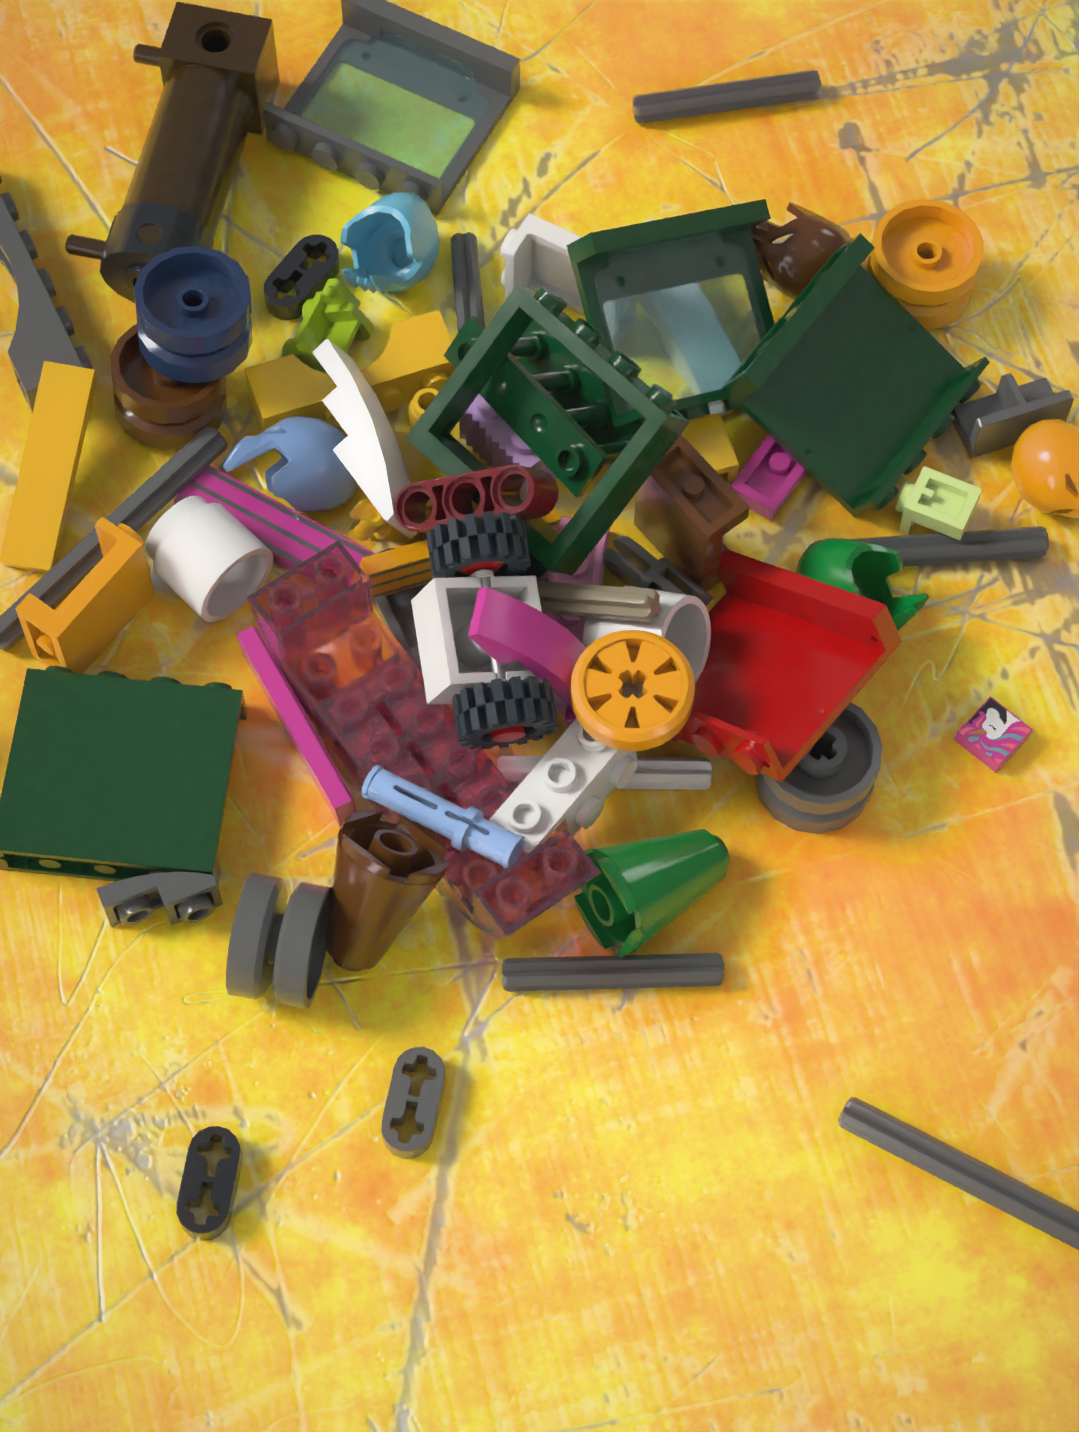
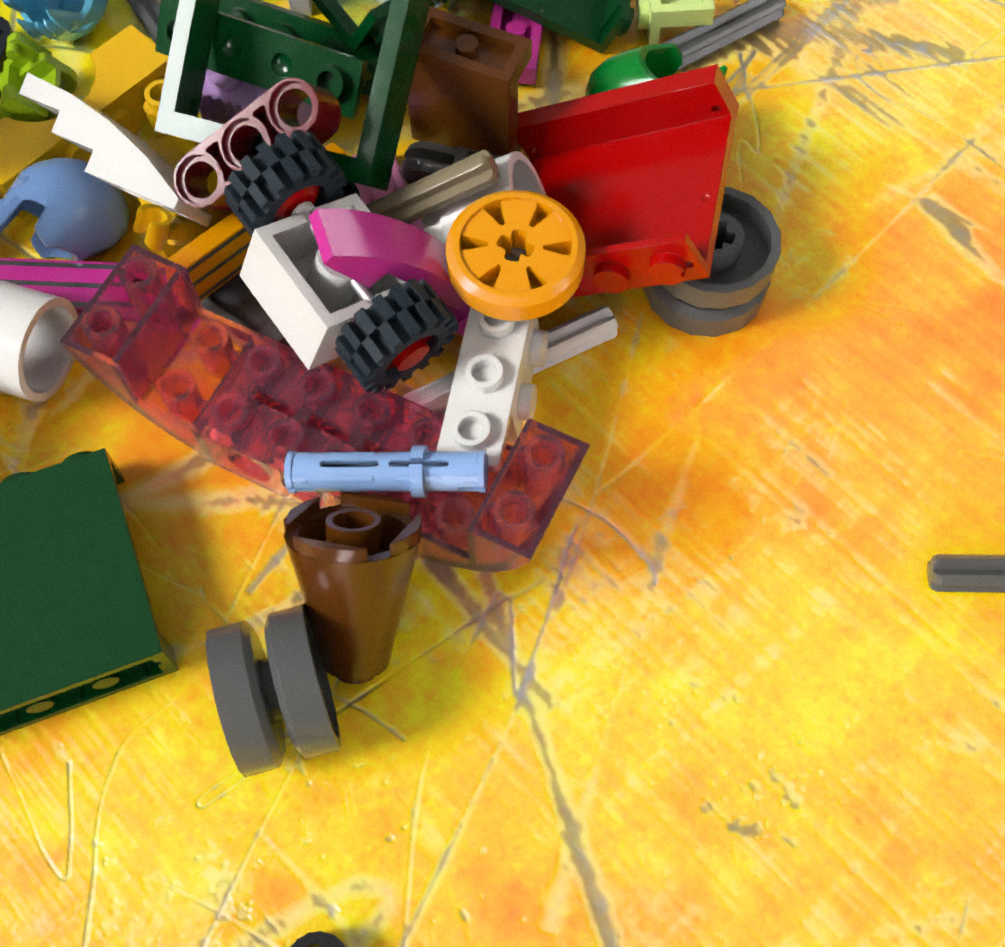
camera: 25 degrees left, 0 degrees up
(182, 894) = (141, 692): dark grey slope -> none
(296, 724) = (182, 459): dark pink tile -> none
(400, 1100) = (520, 785): dark grey beam -> none
(612, 972) = (629, 551): dark grey axle -> none
(648, 885) = (629, 450): green cone -> none
(993, 734) = (839, 173): tile -> none

